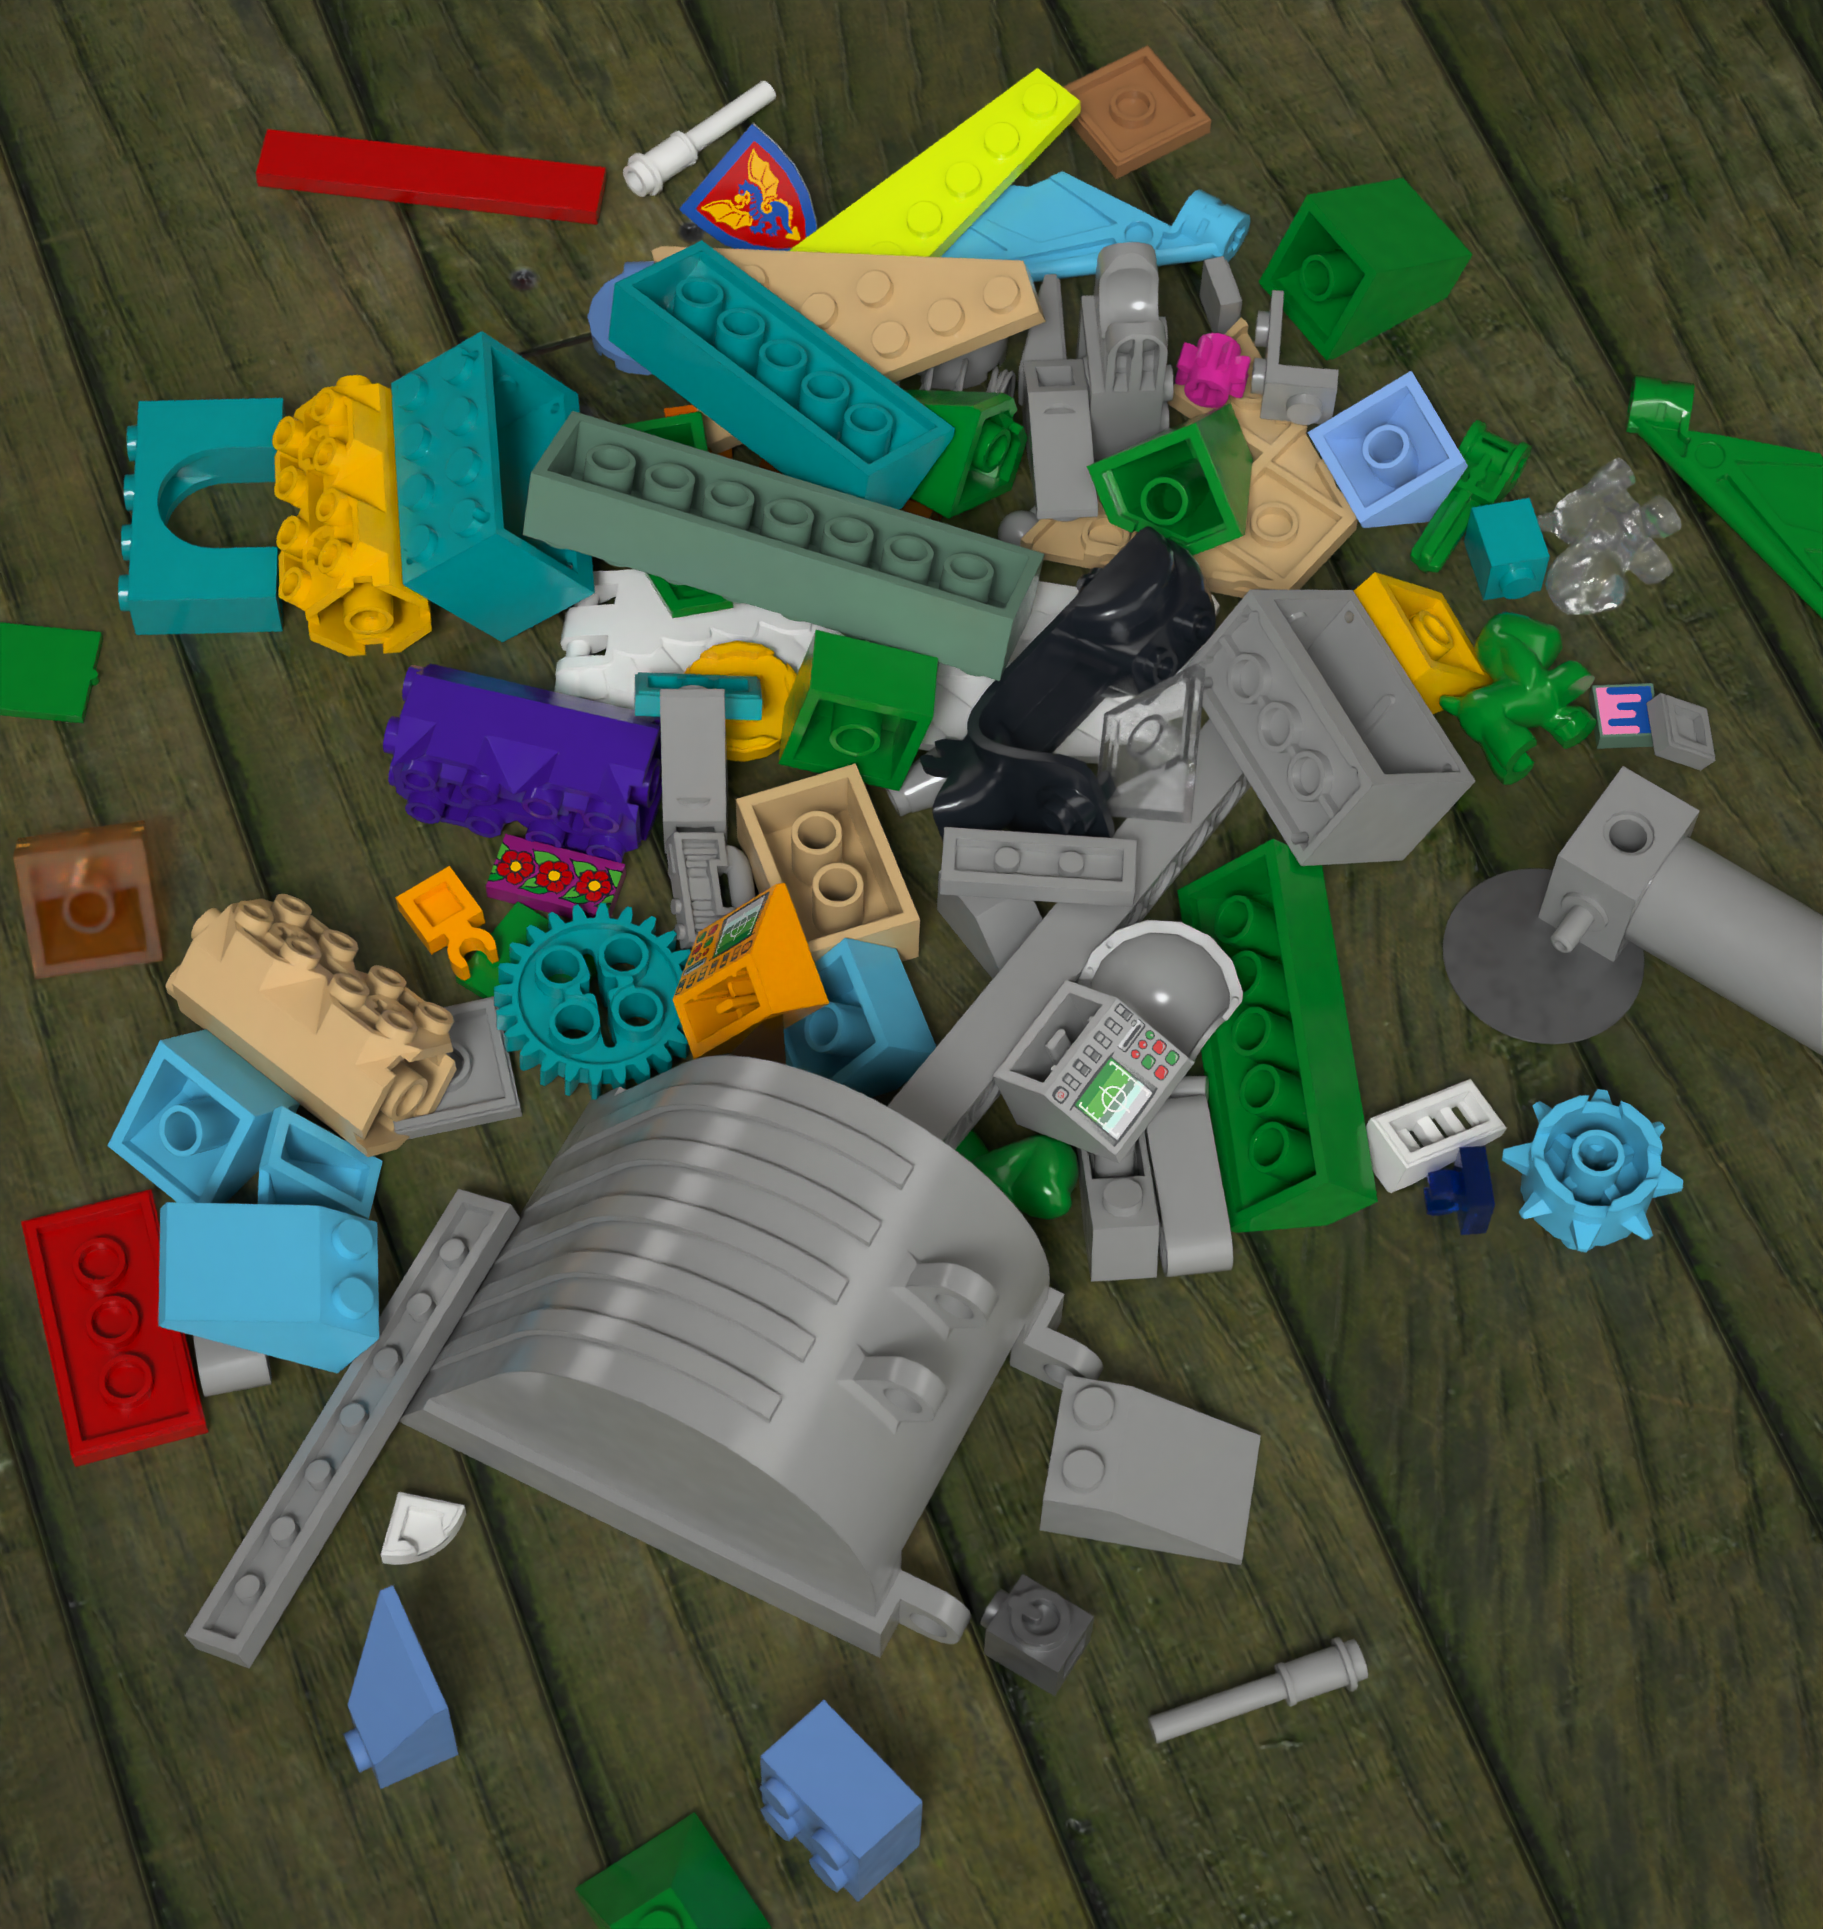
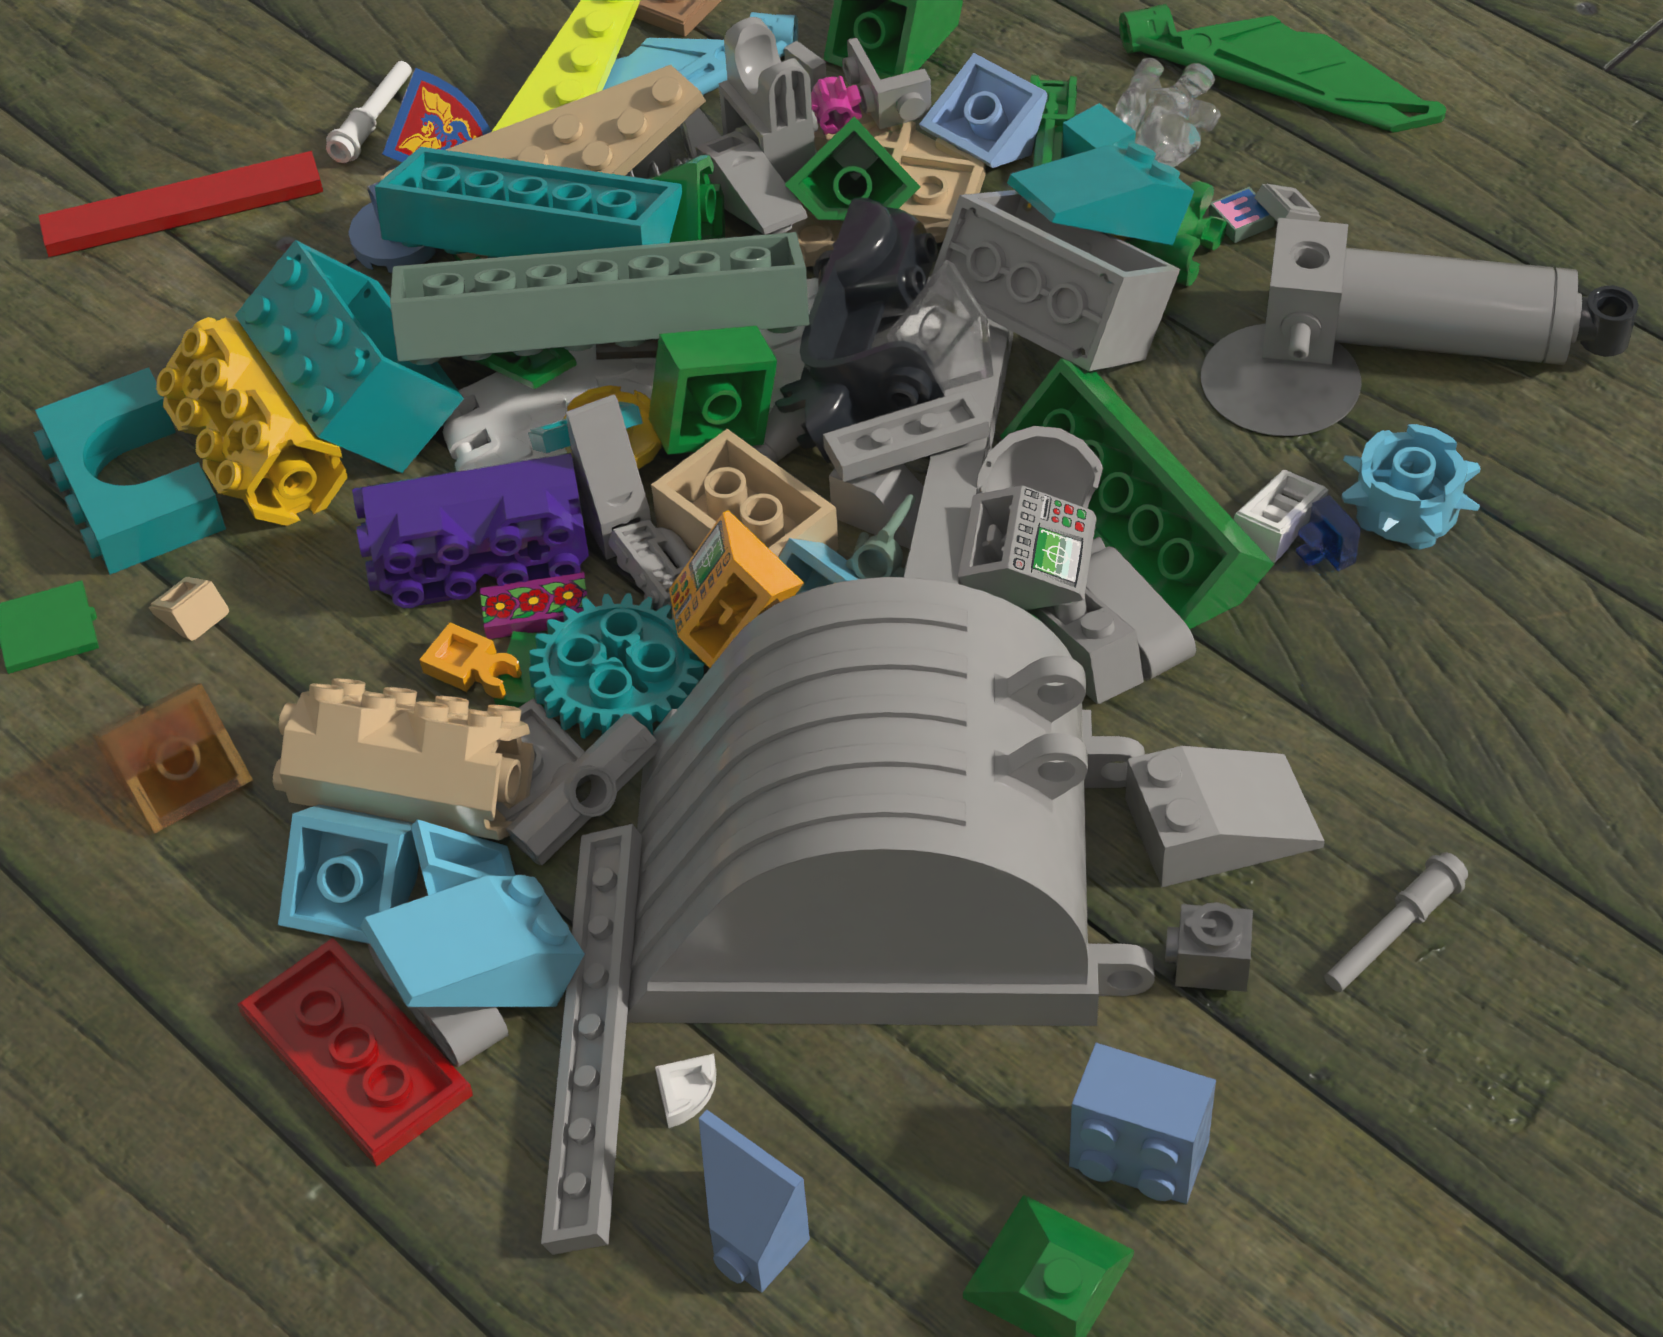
camera: 20 degrees left, 10 degrees down
(197, 717) = (190, 607): none -> tan slope
(446, 1154) = (557, 812): none -> light grey piece
(937, 1000) = (881, 554): none -> sand green plant
(1439, 645) = (1109, 192): none -> teal slope

